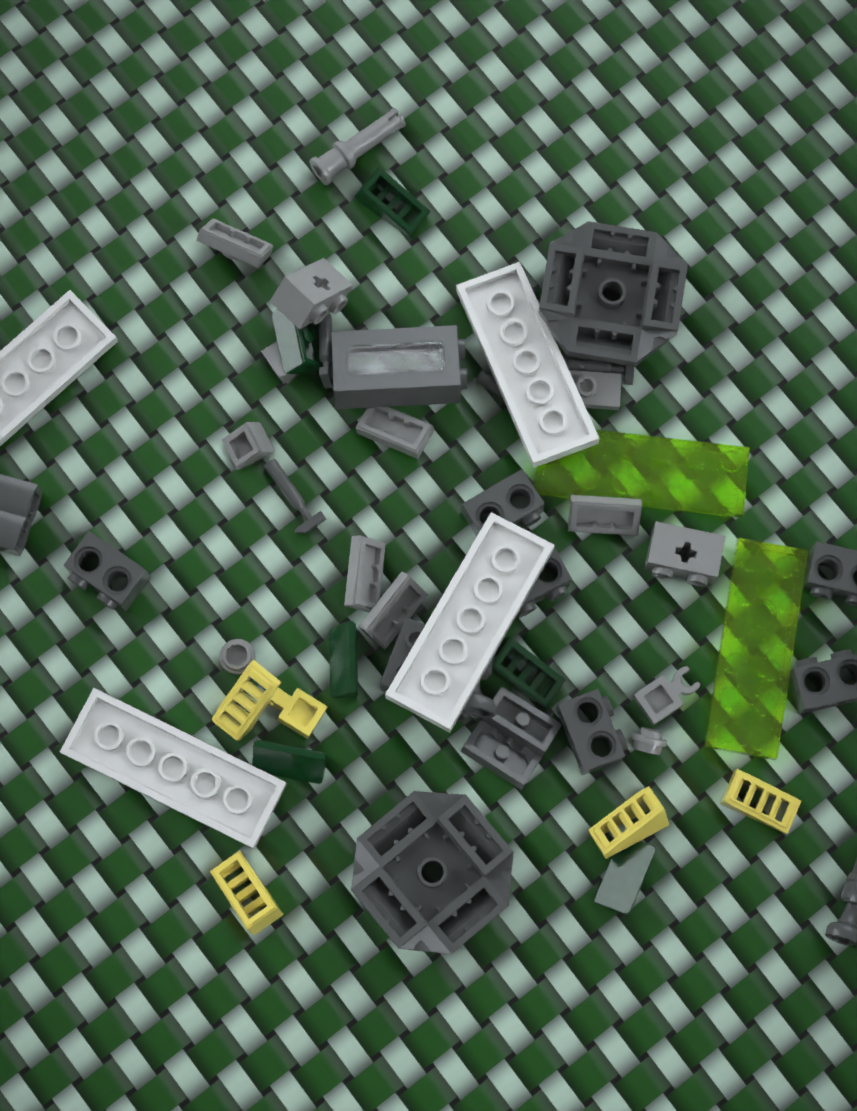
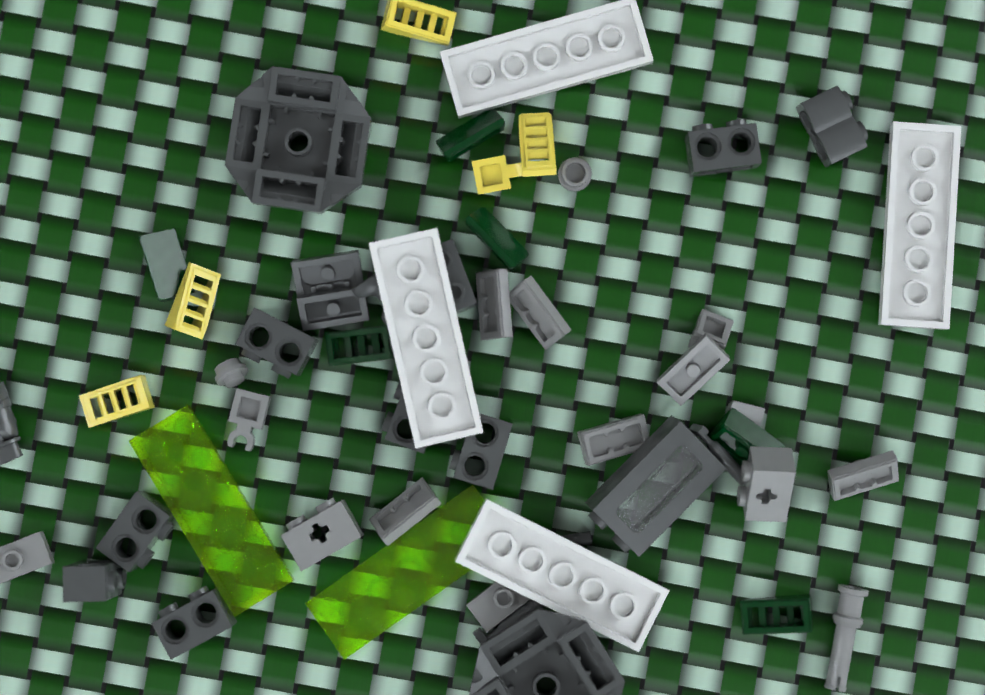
camera: 145 degrees right, 10 degrees up
(287, 427) = (693, 369): none -> light grey plate
(293, 497) = (642, 325): dark grey piece -> none

